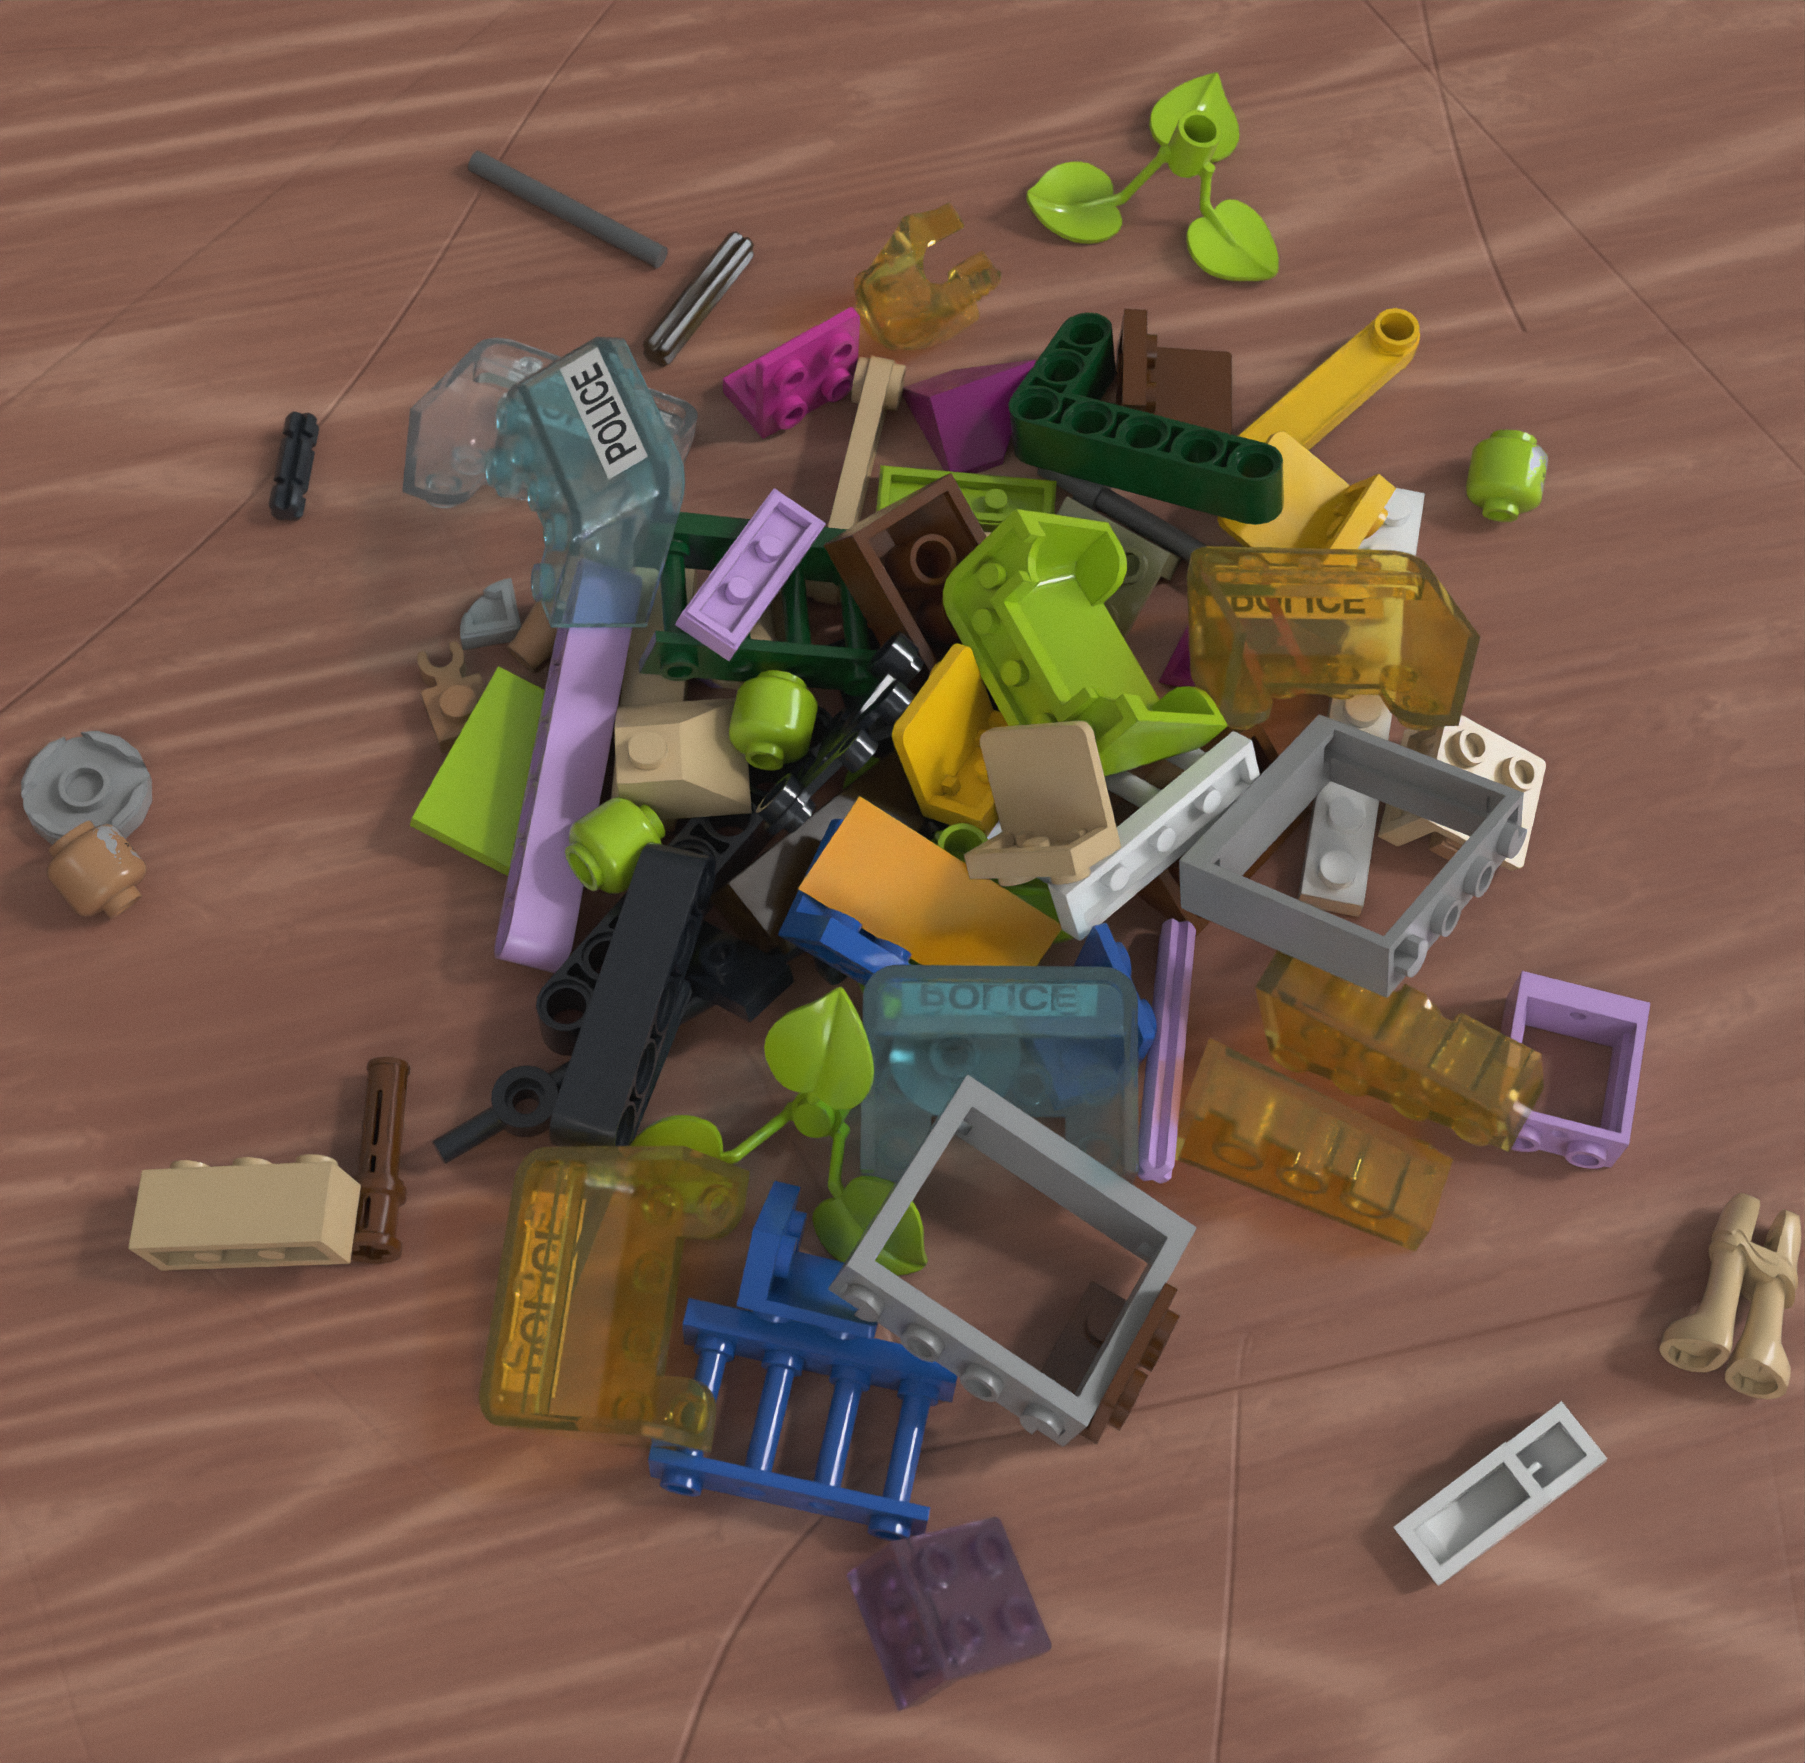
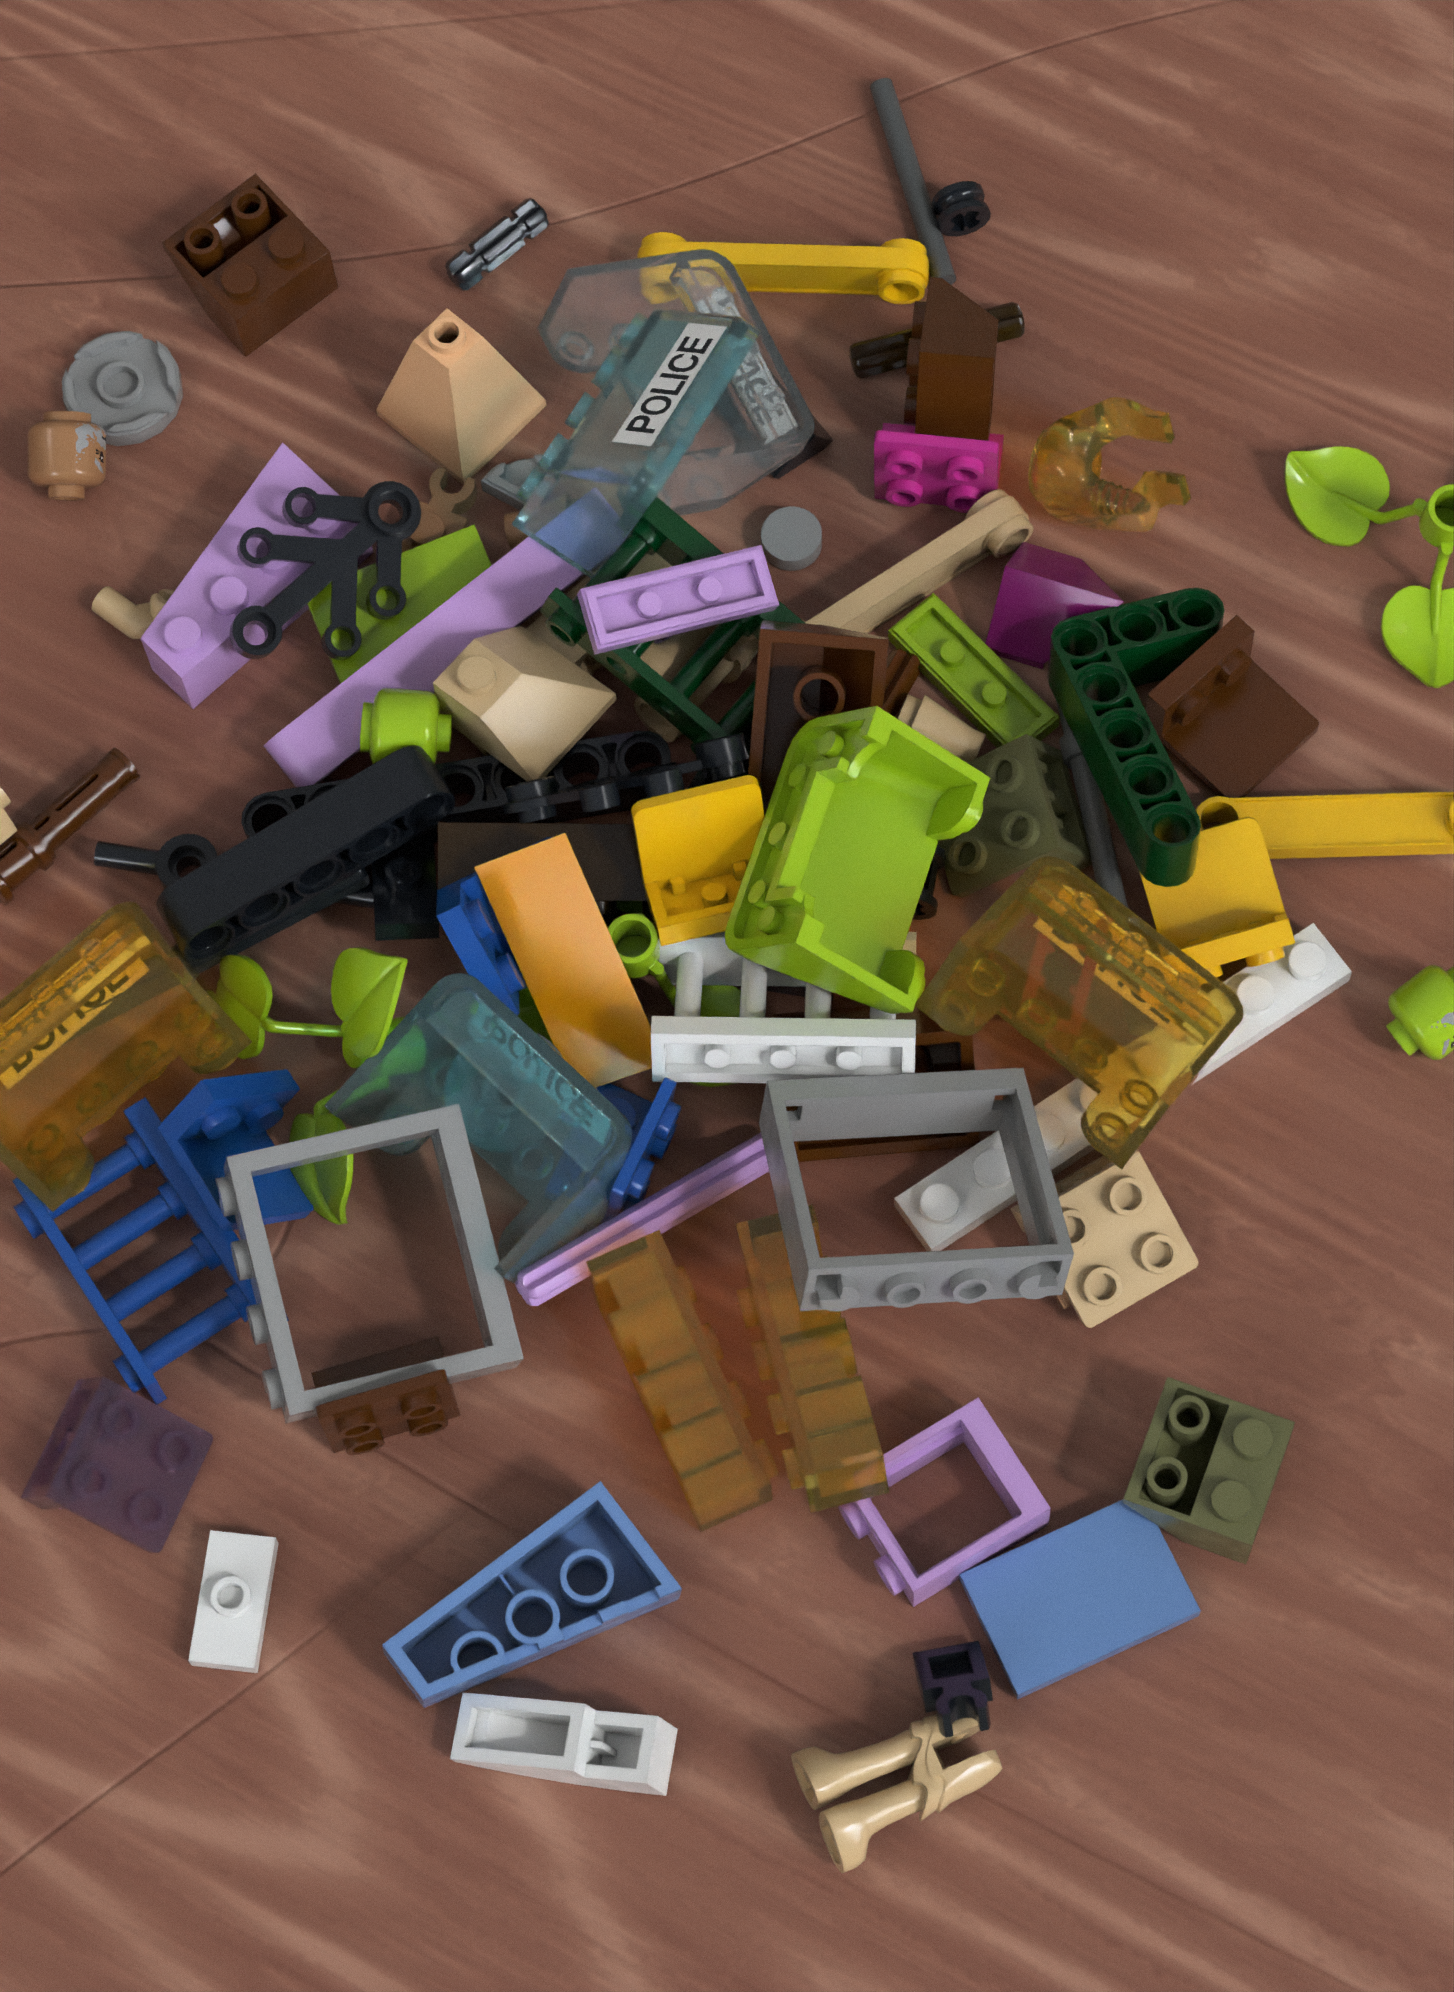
camera: 55 degrees right, 5 degrees up
(111, 614) = (252, 264): none -> reddish brown slope
(287, 950) = (126, 615): none -> tan arm
(356, 811) = (190, 634): none -> lavender wedge
(383, 586) = (457, 397): none -> light nougat slope
(427, 772) = (333, 562): none -> black plant
(618, 274) = (893, 271): none -> yellow piece
(626, 198) = (961, 208): none -> black bush
(735, 497) = (791, 538): none -> light grey tile
(751, 286) = (951, 365): none -> reddish brown slope
(773, 719) = (605, 728): lime head -> none
(1047, 803) = (701, 975): tan bracket -> none
(1149, 1628) = (233, 1601): none -> white plate
(1378, 1404) = (542, 1595): none -> medium blue wedge
(1710, 1055) = (1078, 1596): none -> medium blue tile
(1710, 1183) = (954, 1684): none -> black plate
(1716, 884) = (1208, 1469): none -> olive slope

